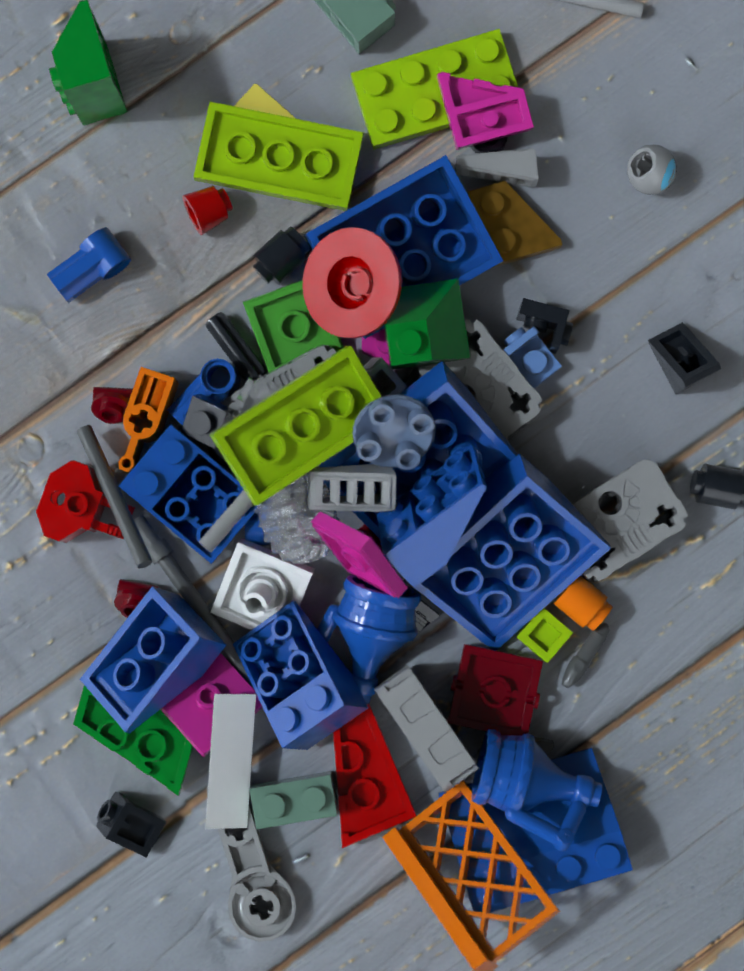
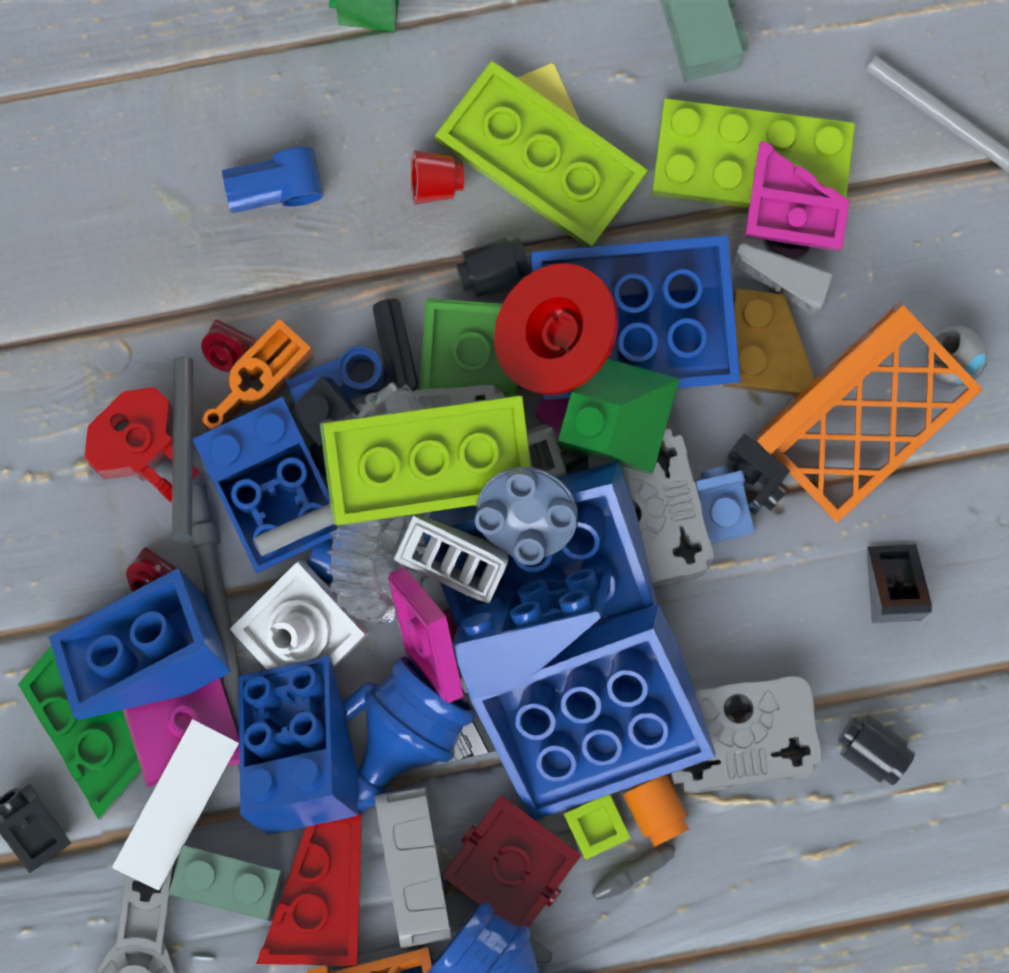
camera: 20 degrees right, 5 degrees down
(575, 225) = (838, 381): none -> orange fence

